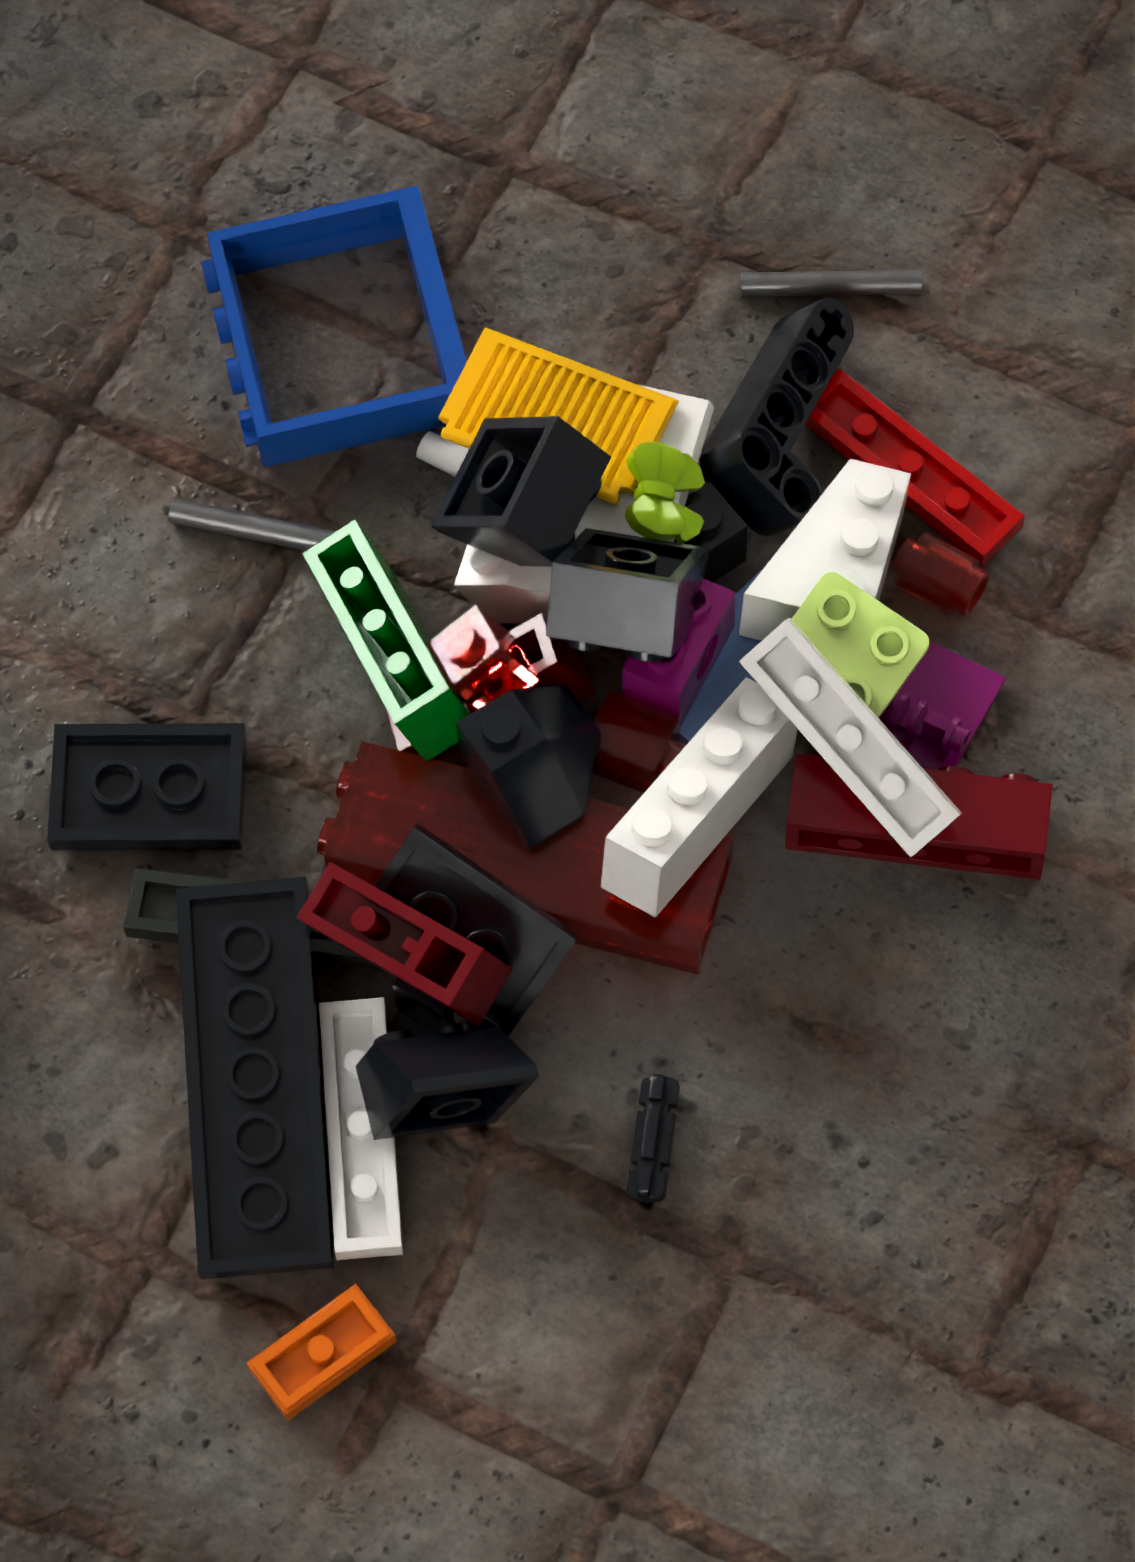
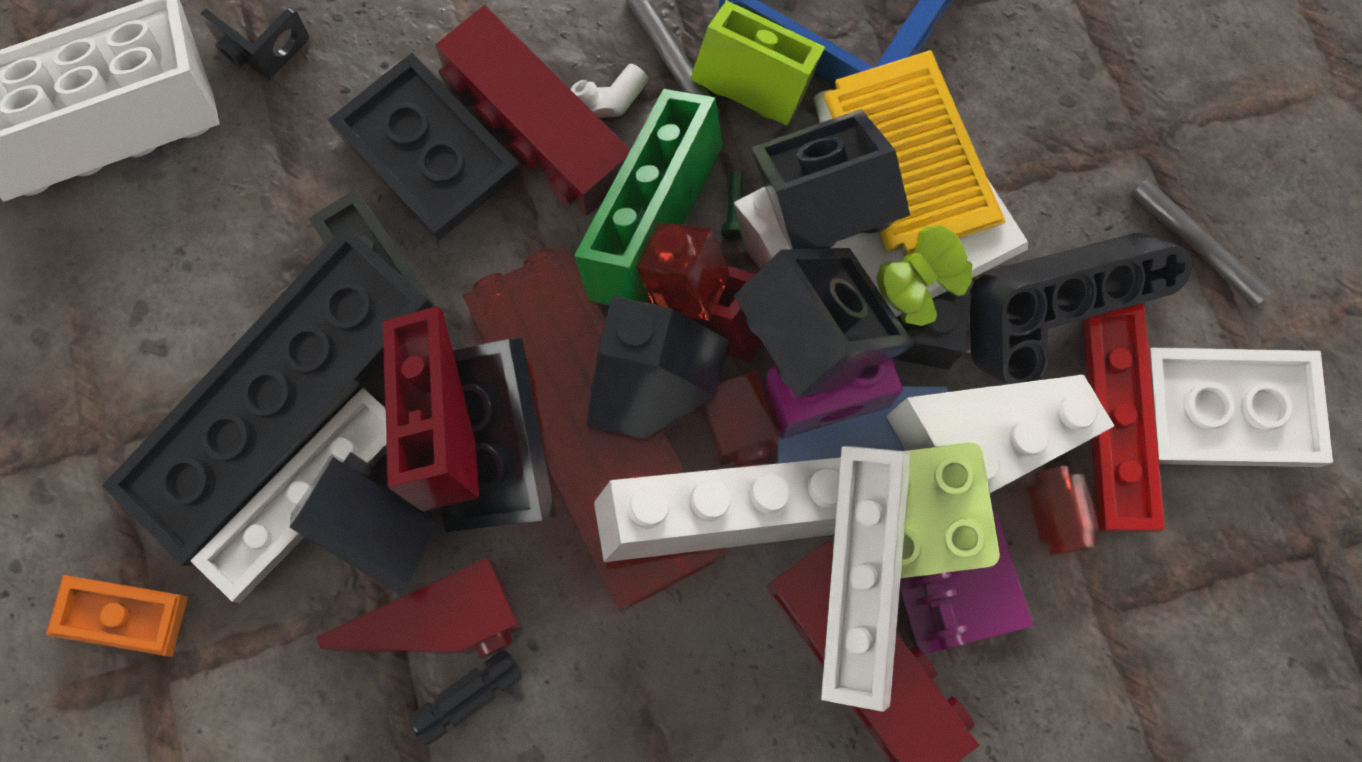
camera: 40 degrees right, 10 degrees up
(207, 673) = (532, 108): none -> dark red brick
(256, 610) = (612, 100): none -> white arm
(349, 467) = (756, 62): none -> lime brick
(441, 591) = (731, 229): none -> dark green piece
(573, 1103) = (446, 617): none -> dark red slope
(986, 377) = (1240, 407): none -> white plate

